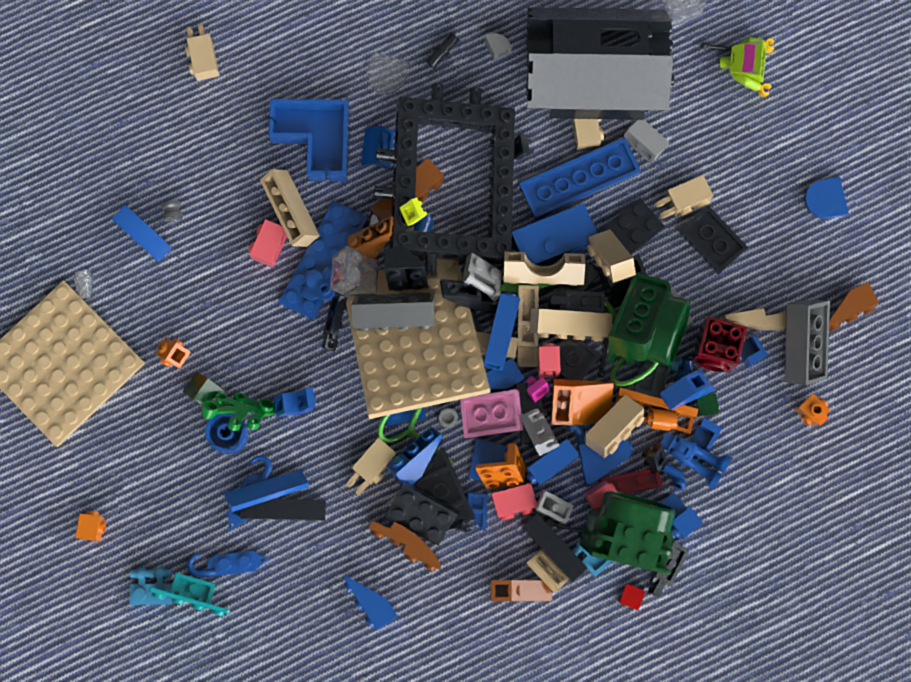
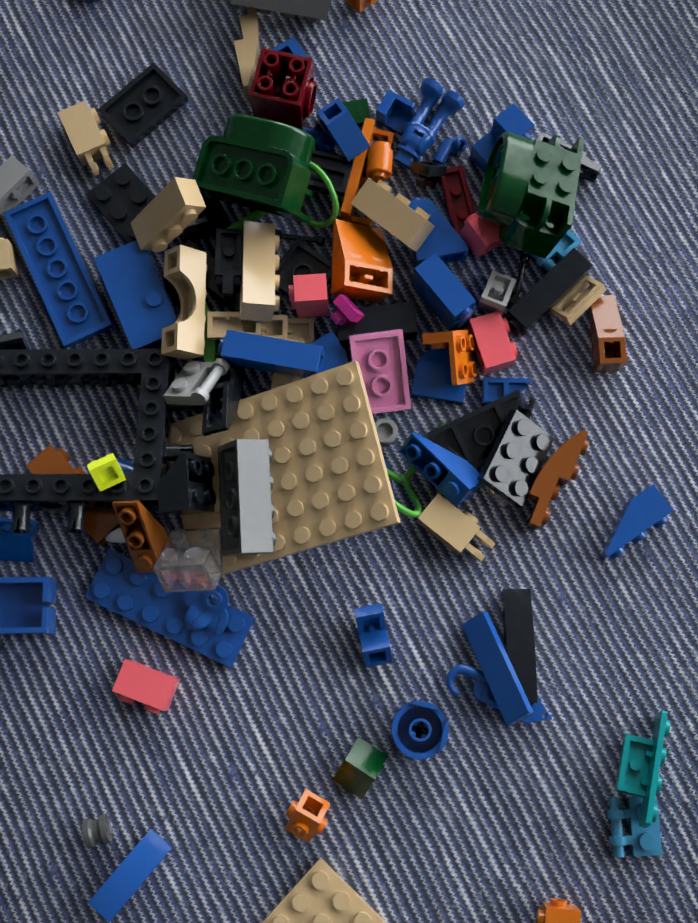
camera: 90 degrees left, 0 degrees up
(227, 564) = (596, 719): blue plate -> none
(236, 406) = (381, 679): green plant -> none
(289, 207) = (94, 656): tan brick -> none
(333, 322) = (258, 588): black hinge -> none
(539, 431) = (406, 304): light grey hinge -> none
(579, 433) = (403, 264): blue arm -> none
(632, 597) = (601, 200): red tile -> none

